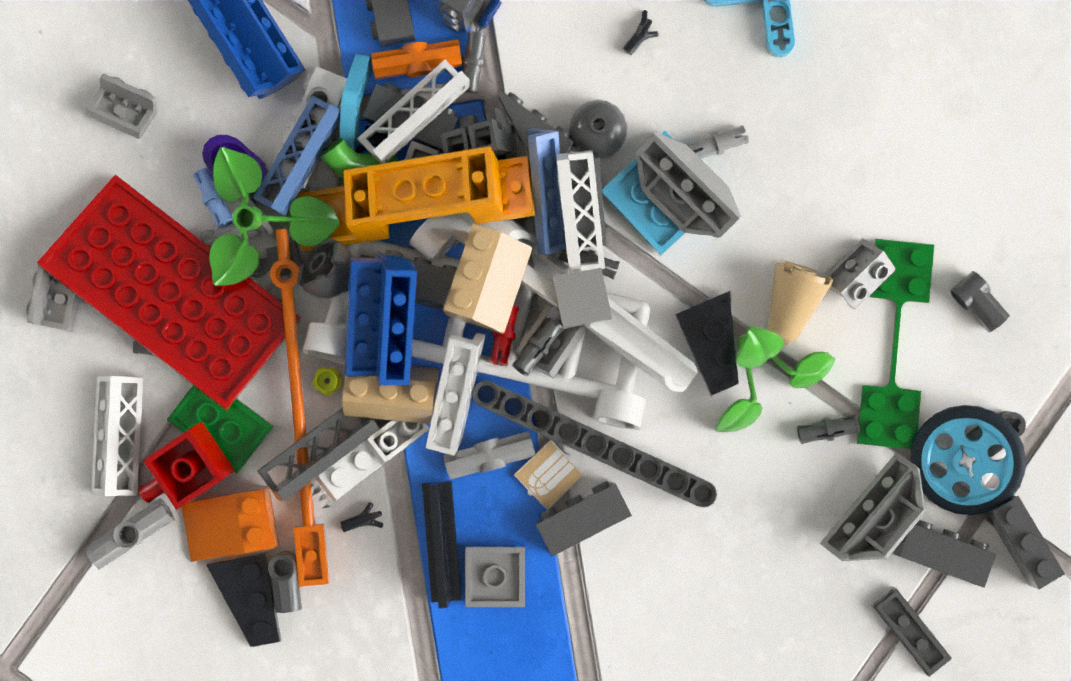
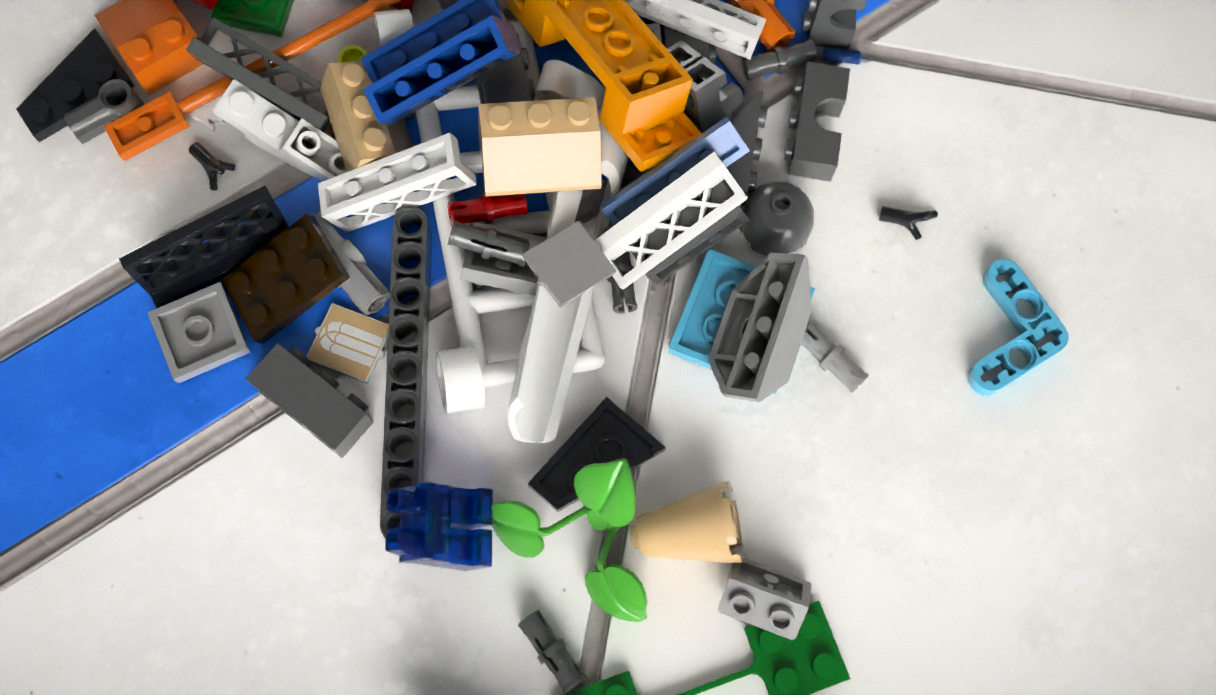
camera: 60 degrees right, 15 degrees down
(485, 500) = (285, 278): none -> dark brown plate
(556, 78) = (813, 149): none -> dark grey arch
(718, 475) = (438, 526): none -> clear blue hips

